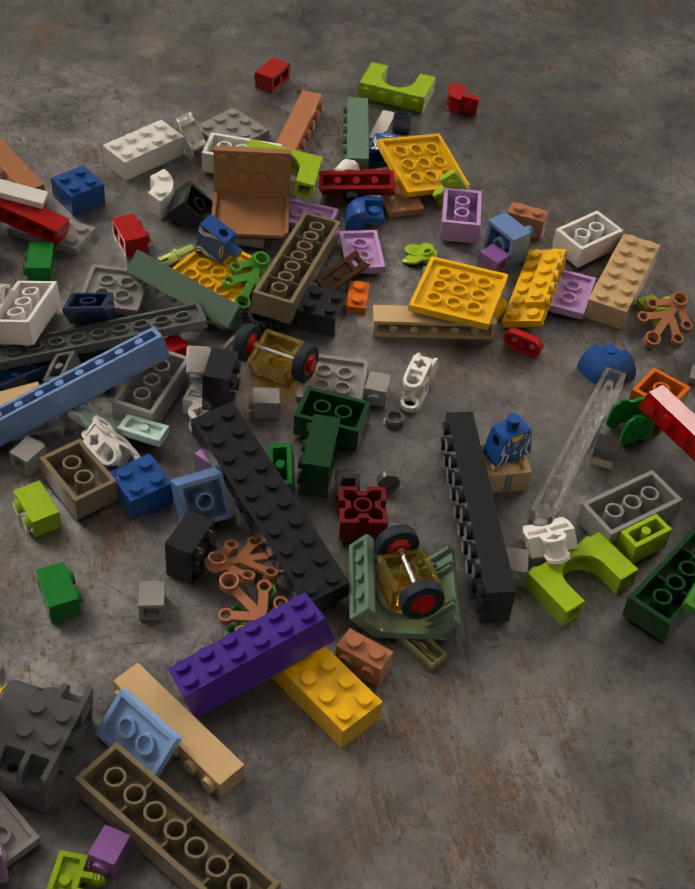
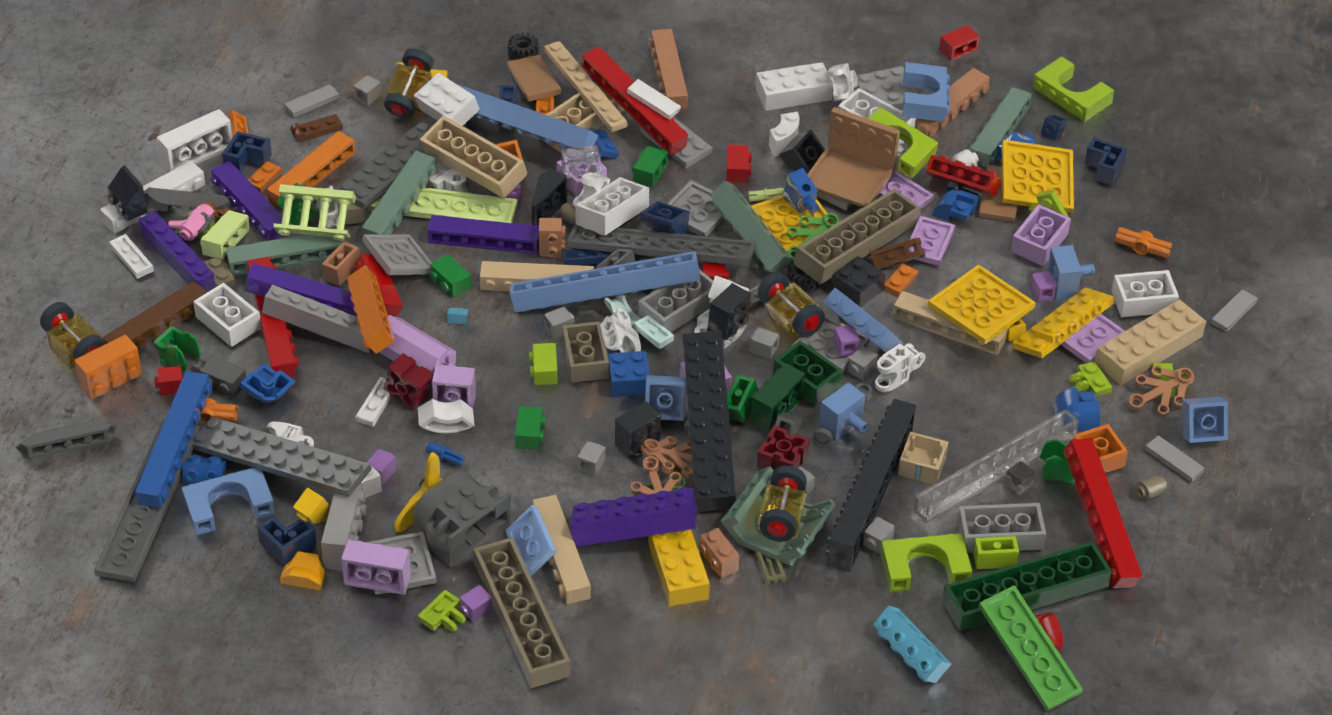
camera: 30 degrees right, 0 degrees up
(78, 190) = (715, 108): blue brick -> none
(289, 124) = (930, 78): none -> medium blue arch
(334, 338) = (861, 320): none -> medium blue arch
(352, 371) = (846, 340): none -> medium lavender brick
(382, 123) = (1035, 123): white sticker -> none
(396, 445) = (843, 412): none -> medium blue brick
(419, 253) = (985, 259): lime plate -> none
(459, 100) = (1127, 119): red brick -> none
(469, 133) = (1107, 159): none -> dark blue brick
(508, 440) = (927, 437): blue torso -> none
(523, 342) = (1017, 366): red plate -> none
(530, 216) = (1105, 260): nougat brick -> none
(549, 196) = (1143, 242): none -> orange piece
(551, 540) = (916, 525): white piece -> none
(595, 331) = (1091, 378): none -> lime hinge
(636, 680) = (911, 644): none -> medium azure brick
(665, 231) = (1234, 310): none -> light grey tile

